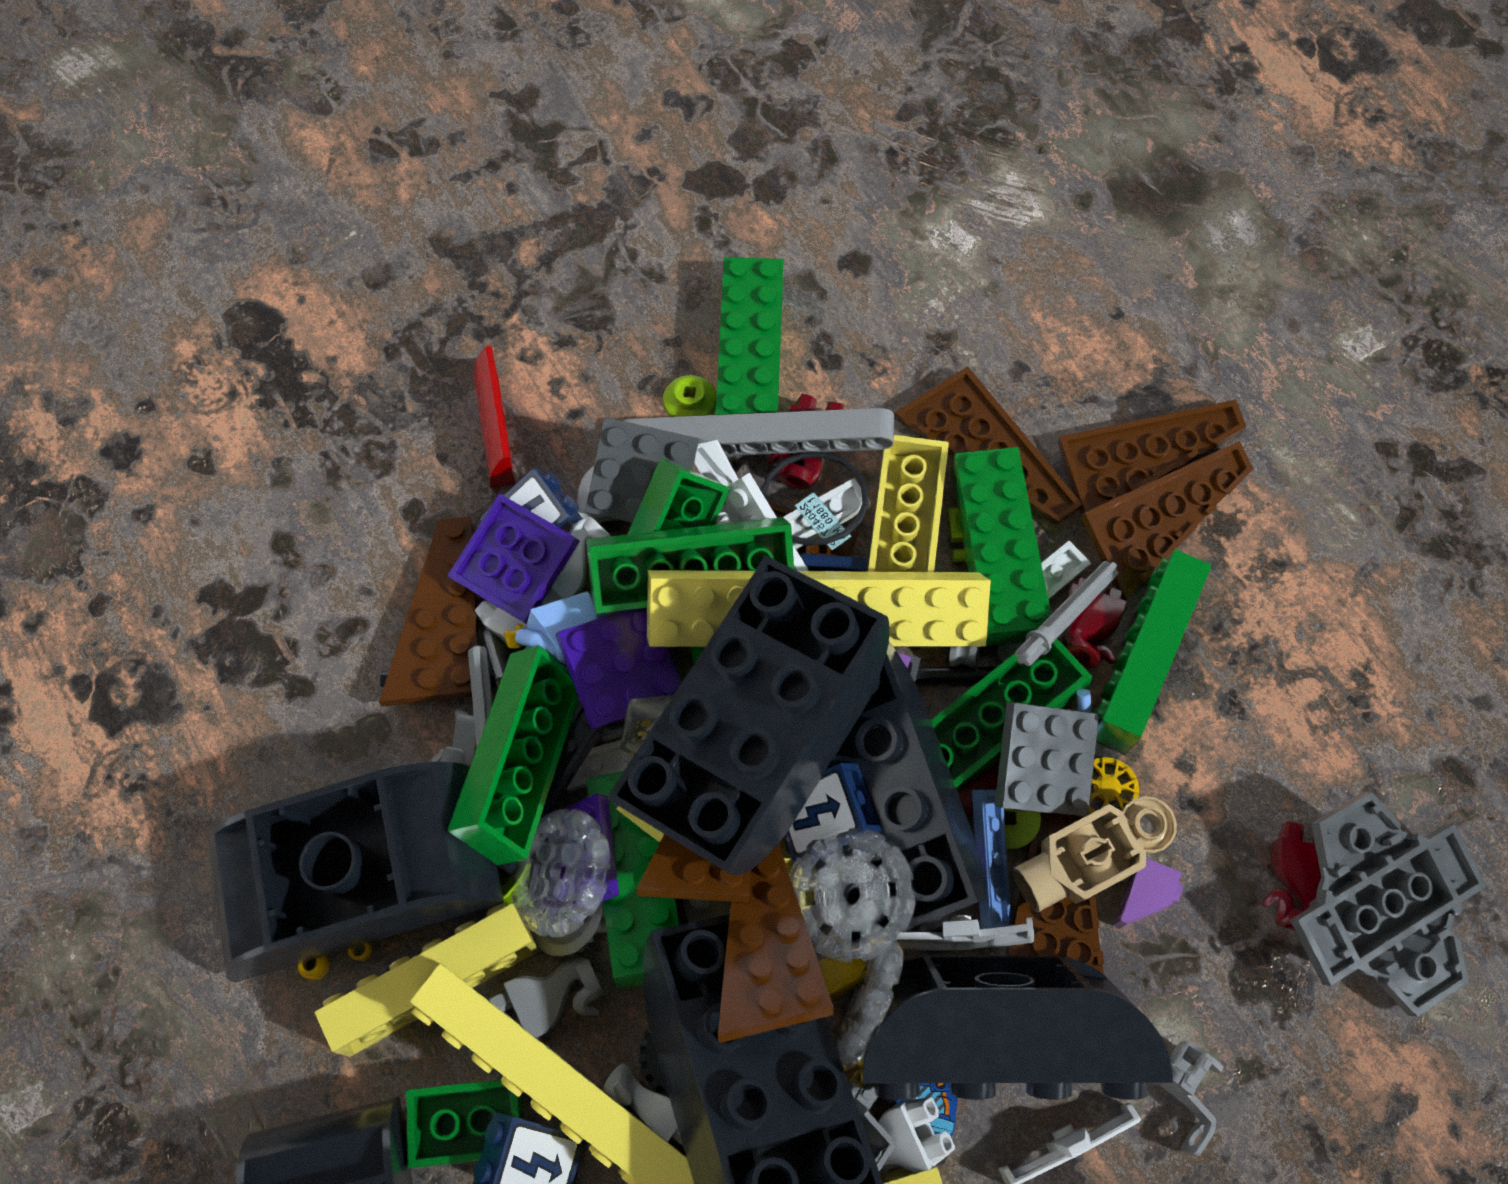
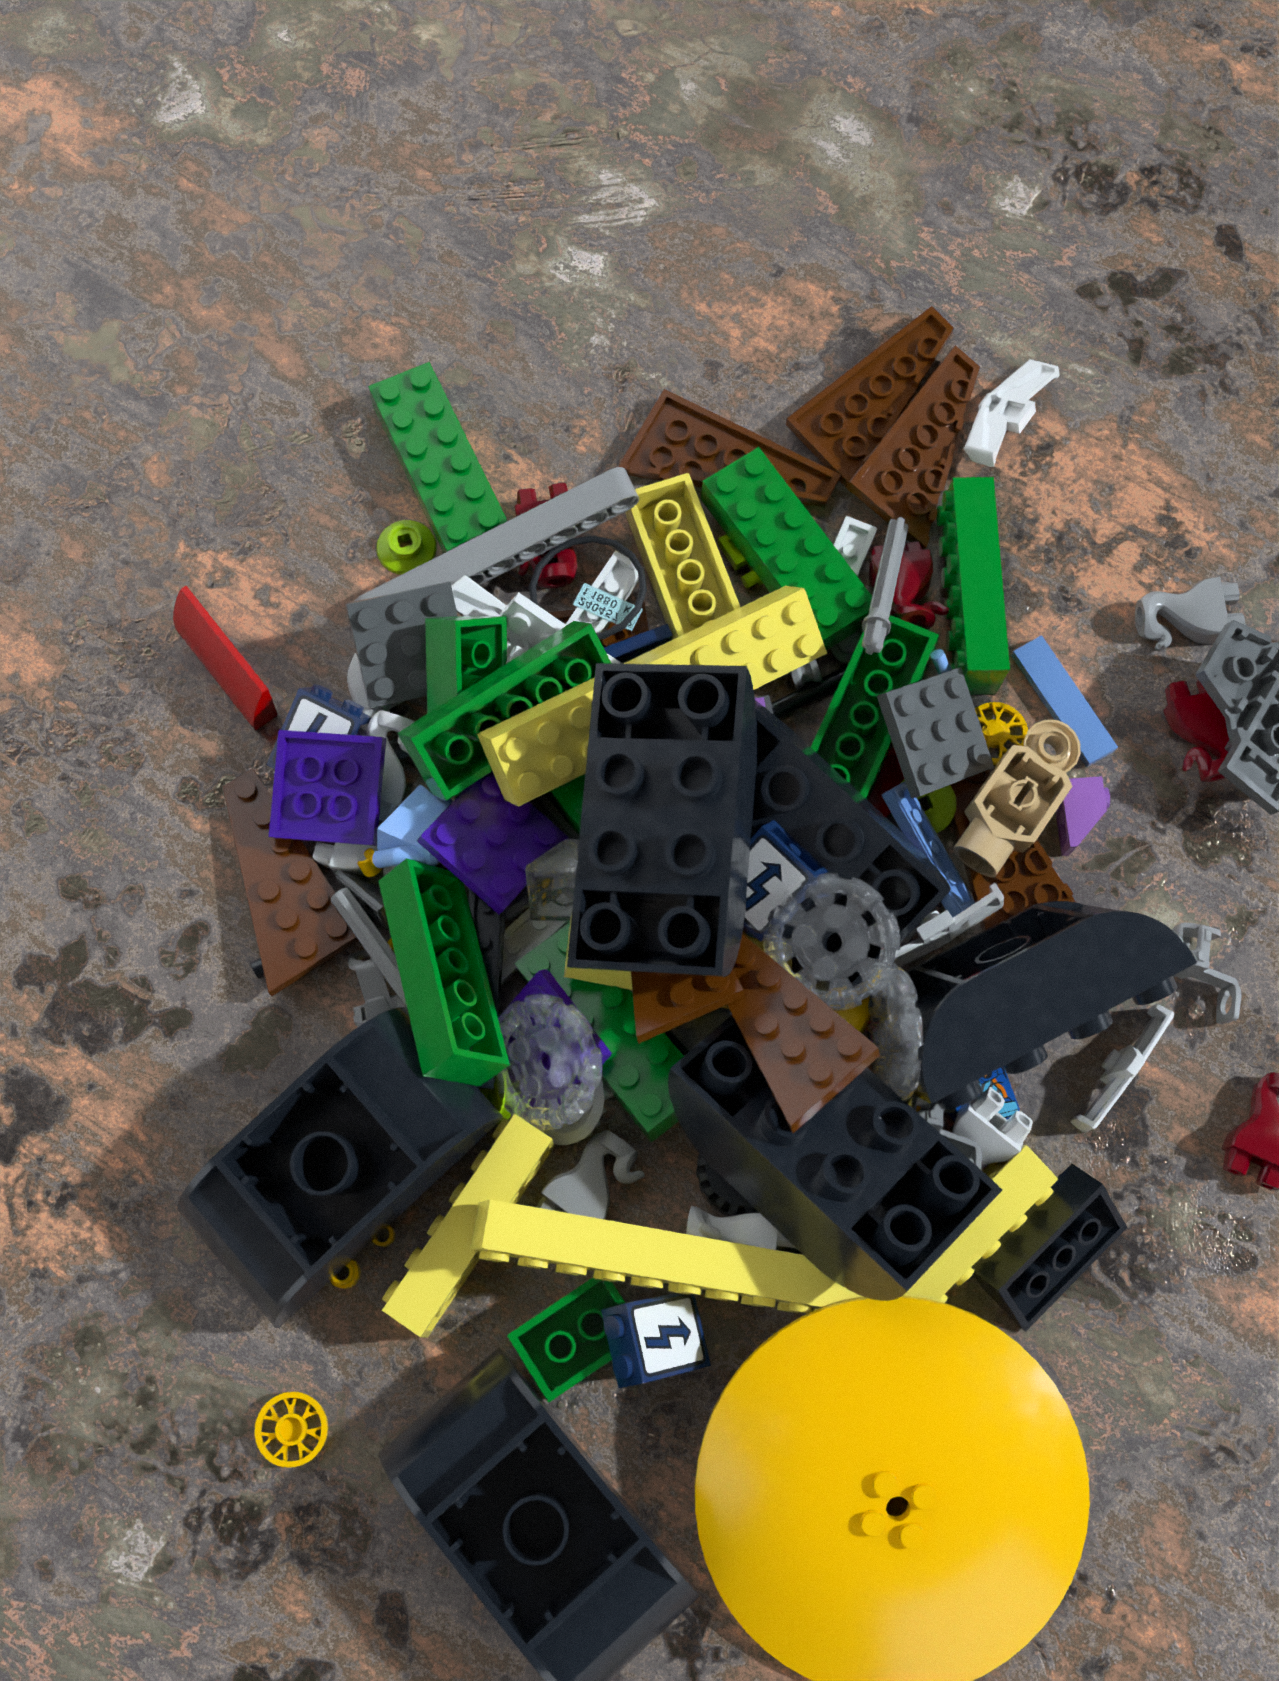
camera: 30 degrees left, 5 degrees up
(198, 1073) = (291, 1429): none -> yellow wheel
(1184, 790) = (1063, 699): none -> medium blue tile
(1259, 515) = (1007, 409): none -> white plate
(1343, 769) = (1195, 613): none -> light grey hips

